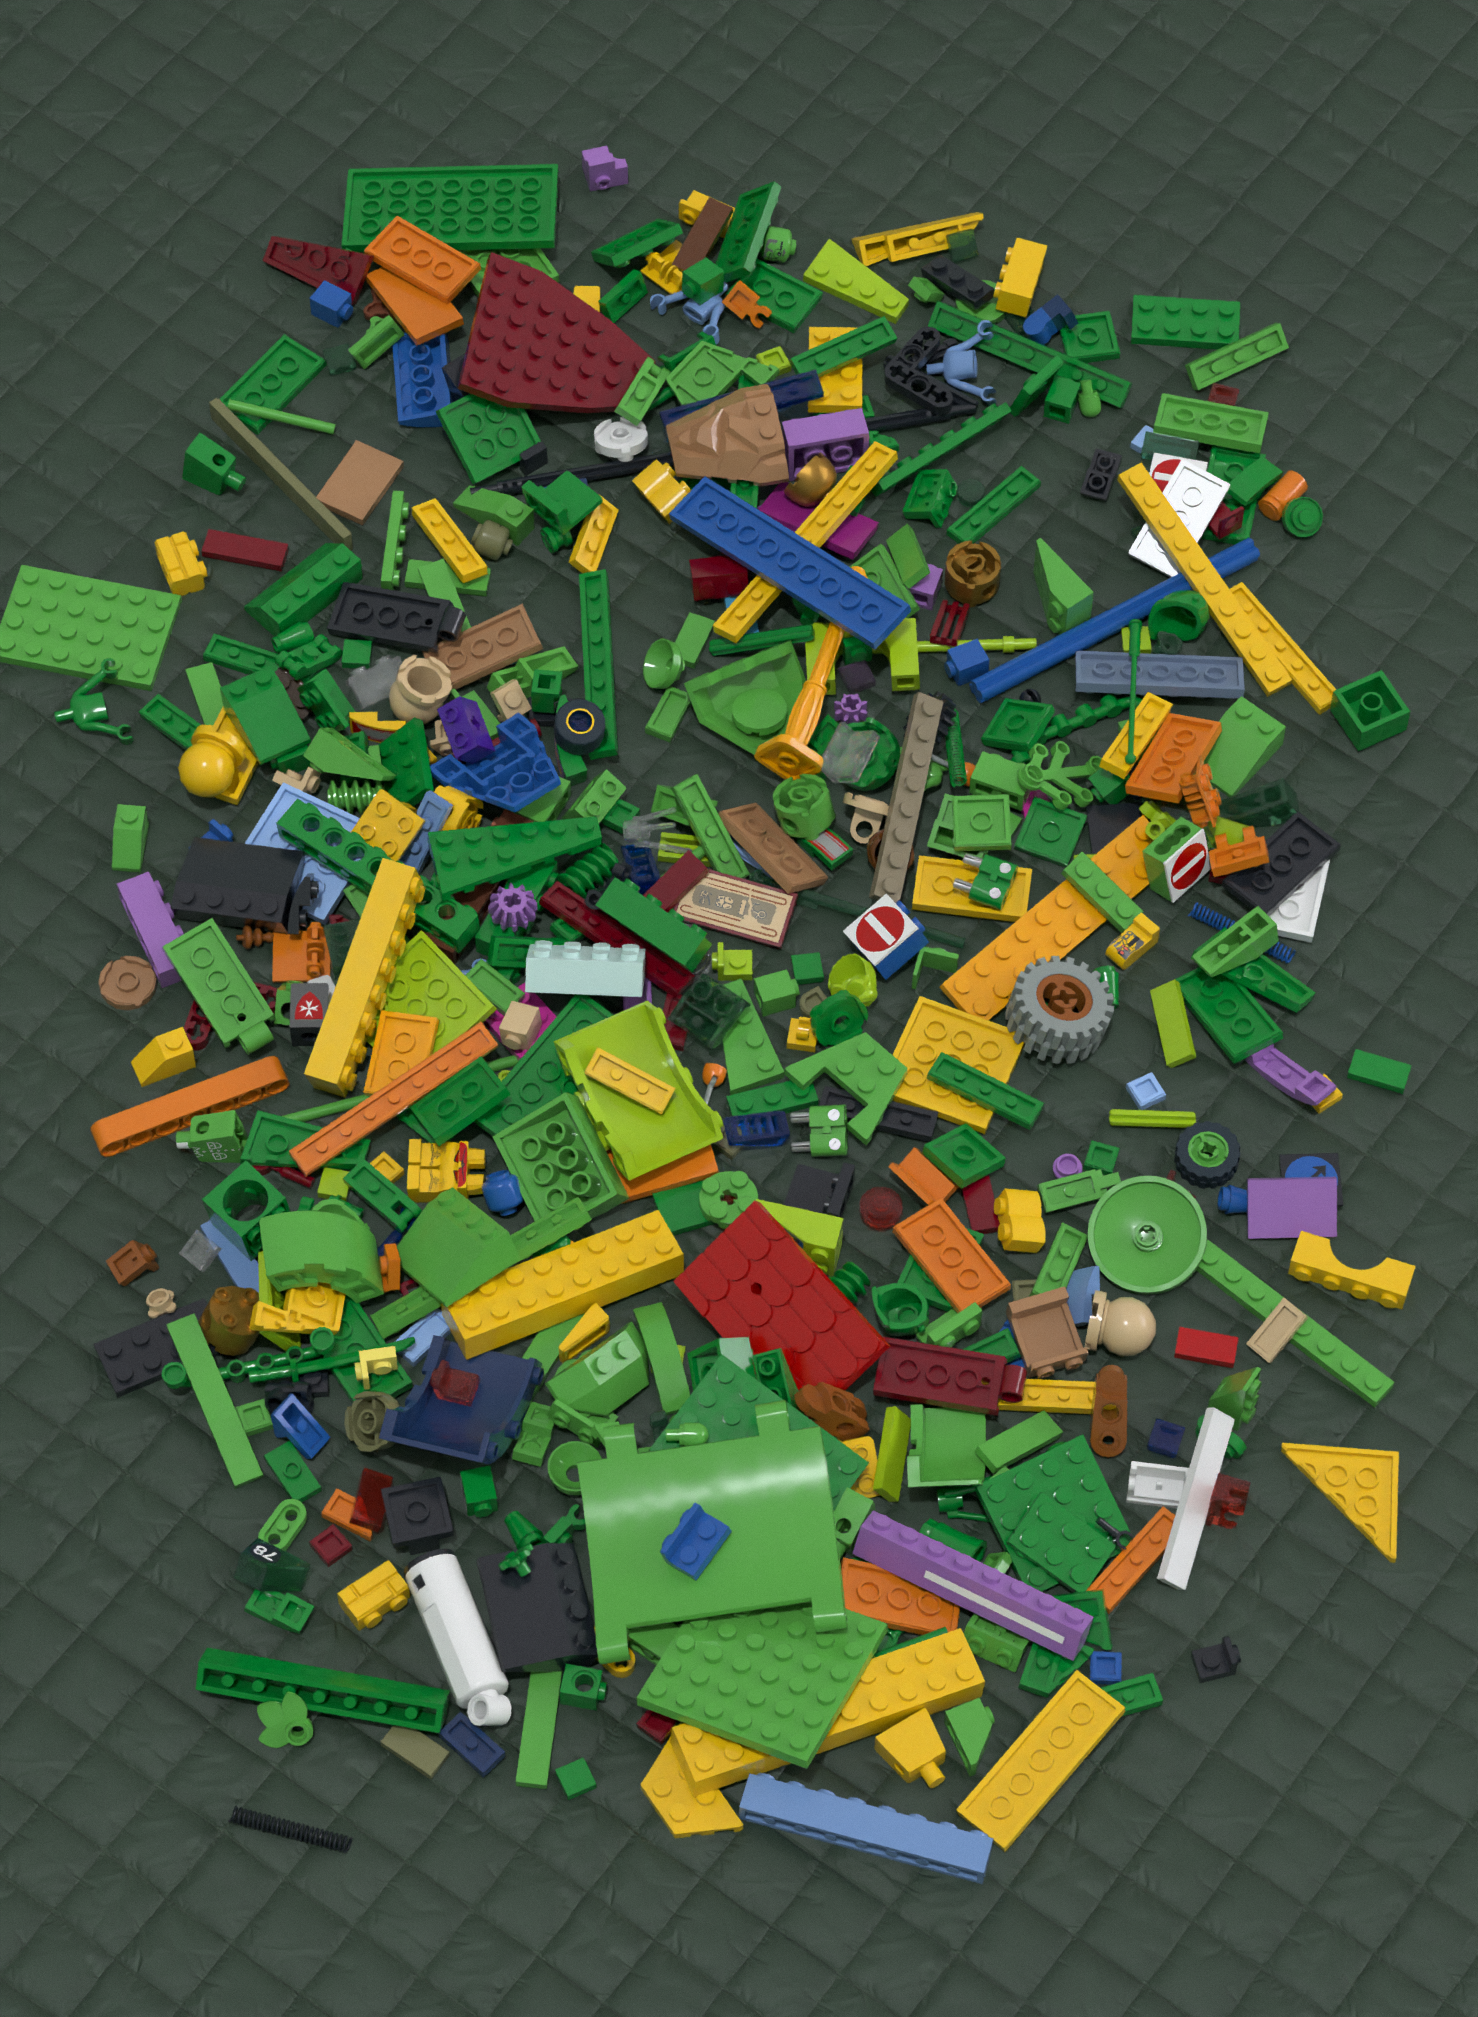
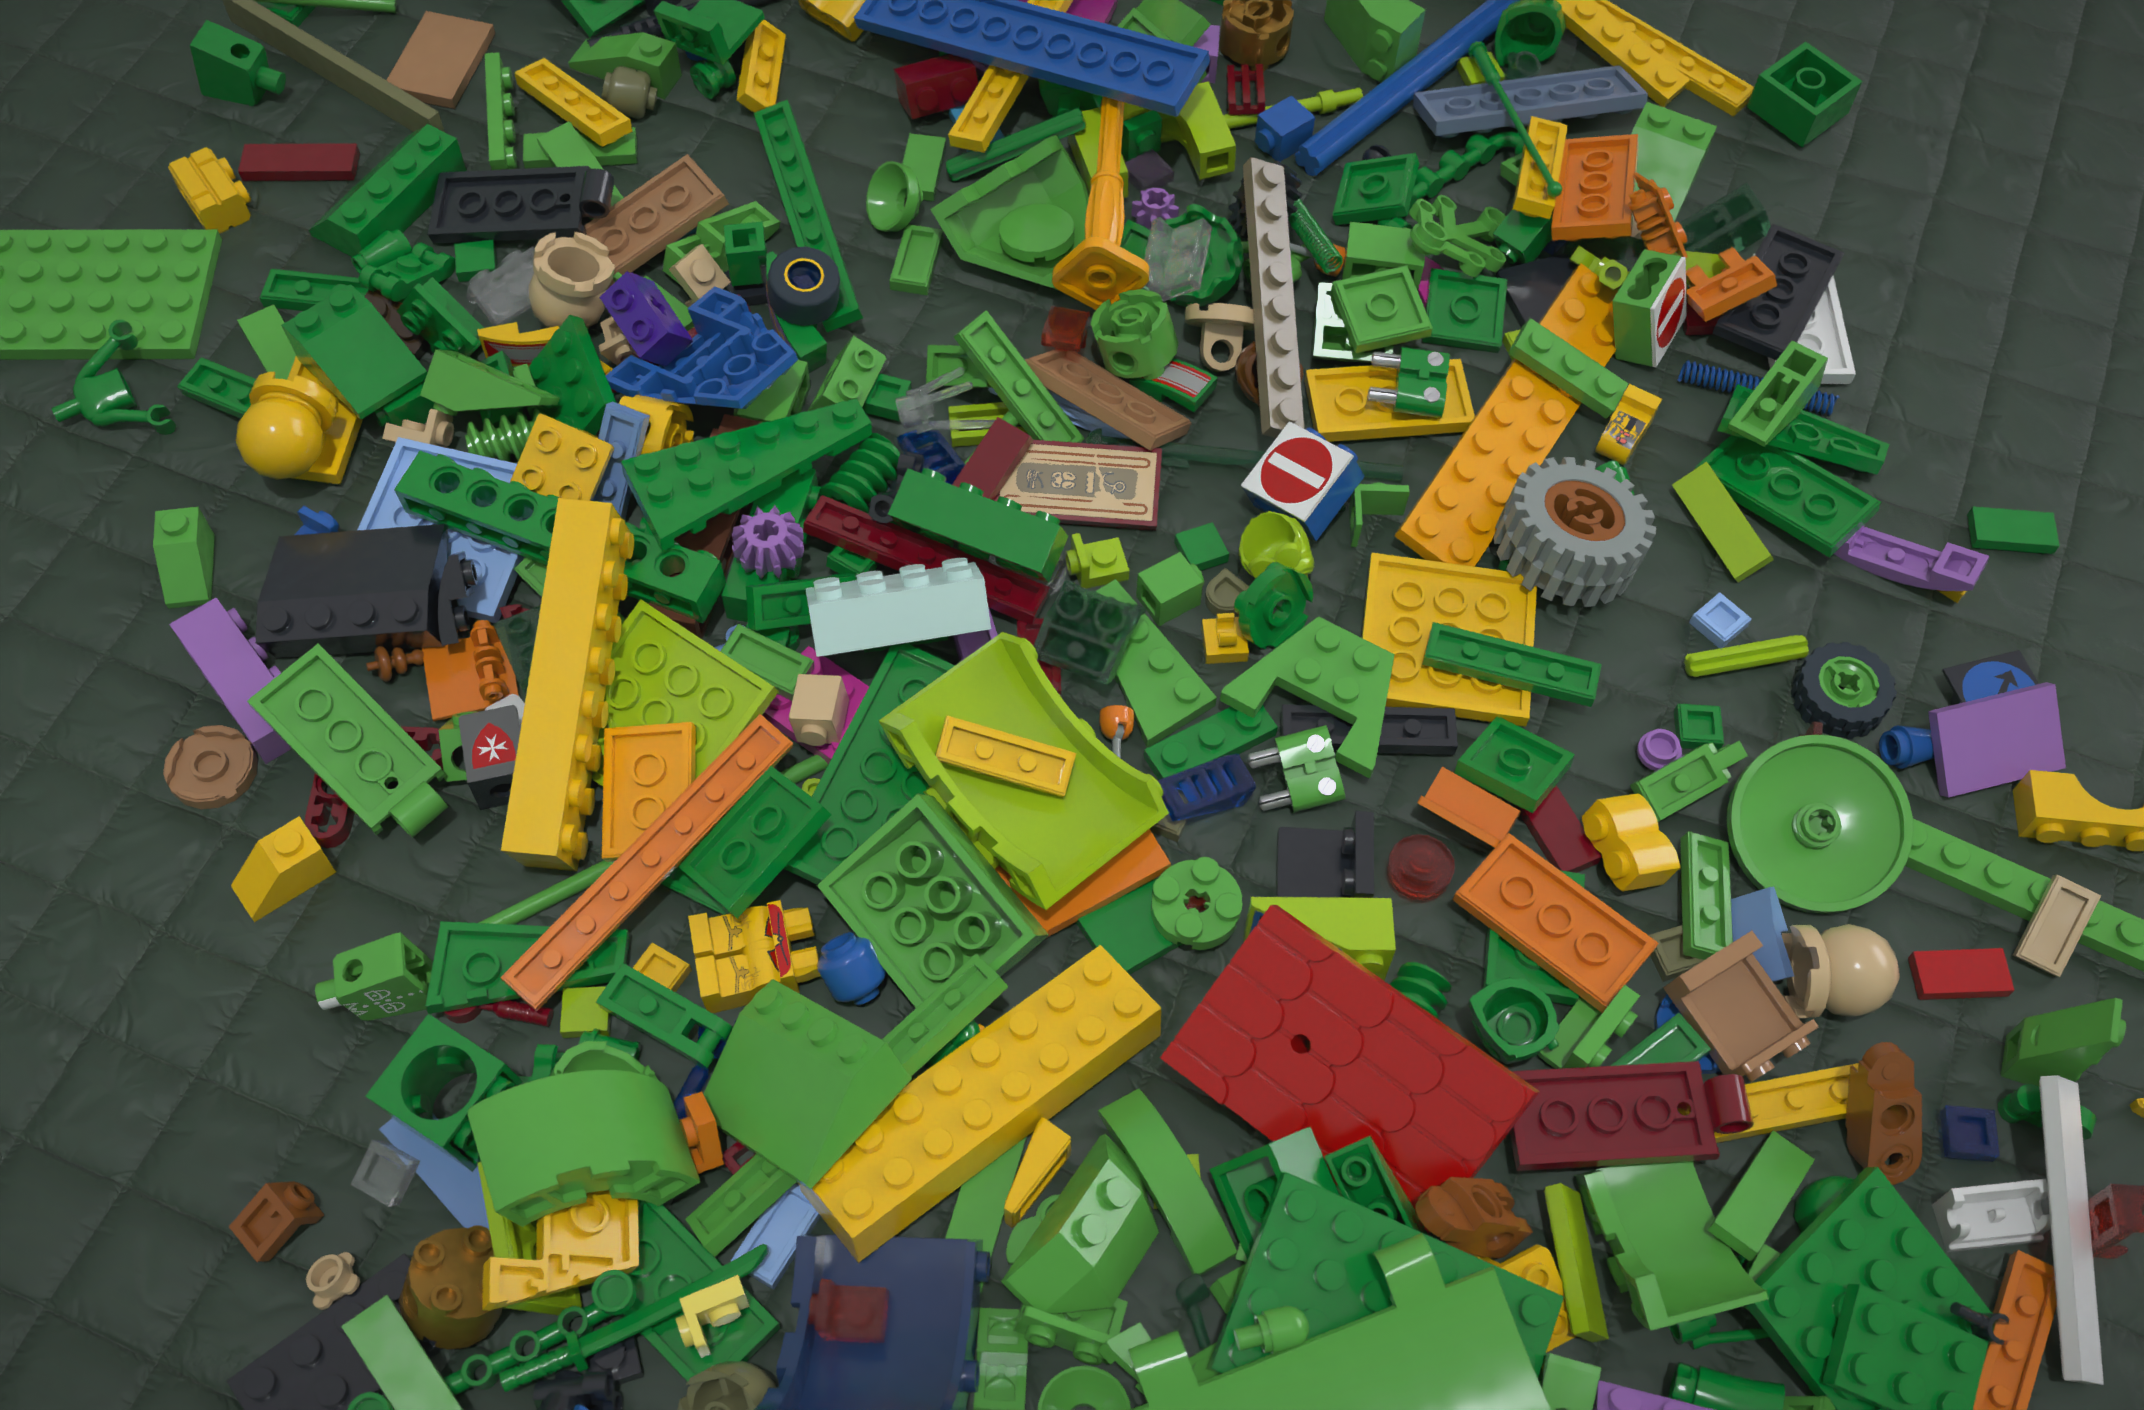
camera: 15 degrees left, 0 degrees up
(176, 1109) = (307, 950): orange beam -> none
(757, 792) = (1065, 329): none -> clear red bracket

